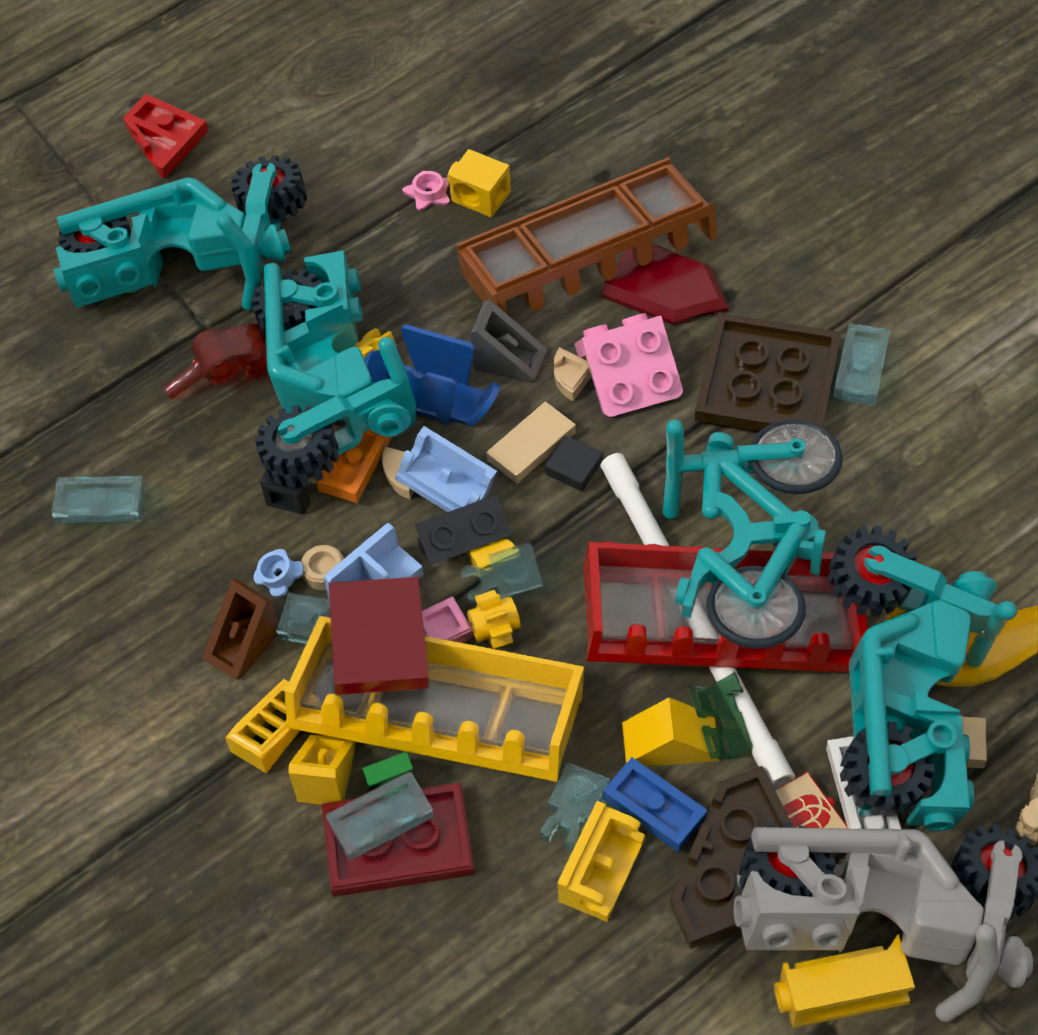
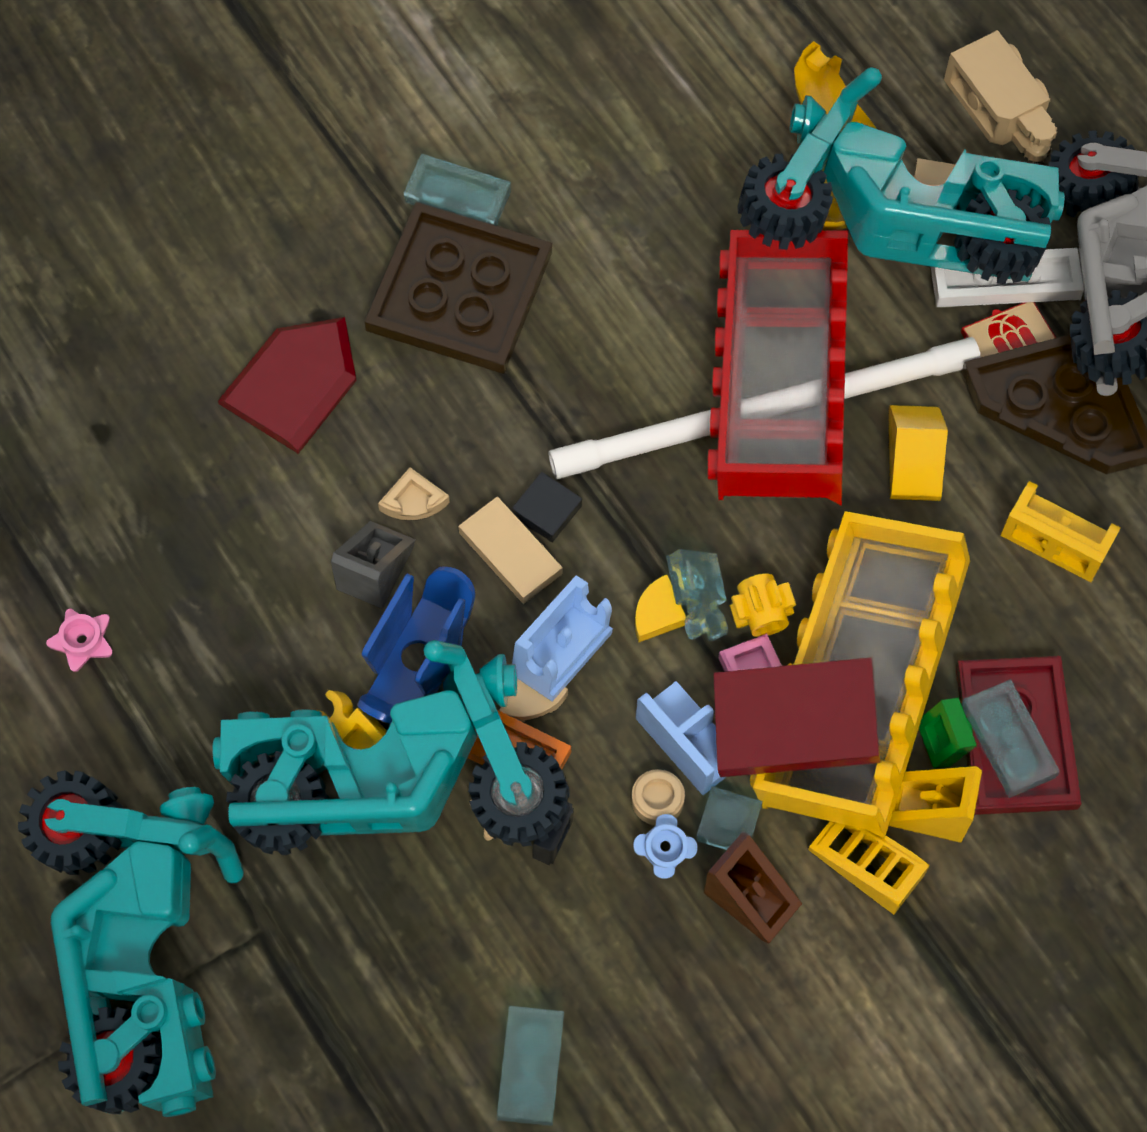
camera: 90 degrees left, 10 degrees up
(221, 355) = (336, 898): clear red beam -> none
(462, 530) = (641, 628): black hinge -> none
(479, 182) = (97, 568): yellow brick -> none
(573, 802) = (990, 553): clear light blue plate -> none
(584, 232) = (227, 453): dark orange window -> none
(630, 364) = (415, 424): bright pink bracket -> none
(655, 804) = (996, 471): blue plate -> none
(726, 708) = (877, 387): clear green piece -> none
(754, 603) = (623, 256): piece -> none

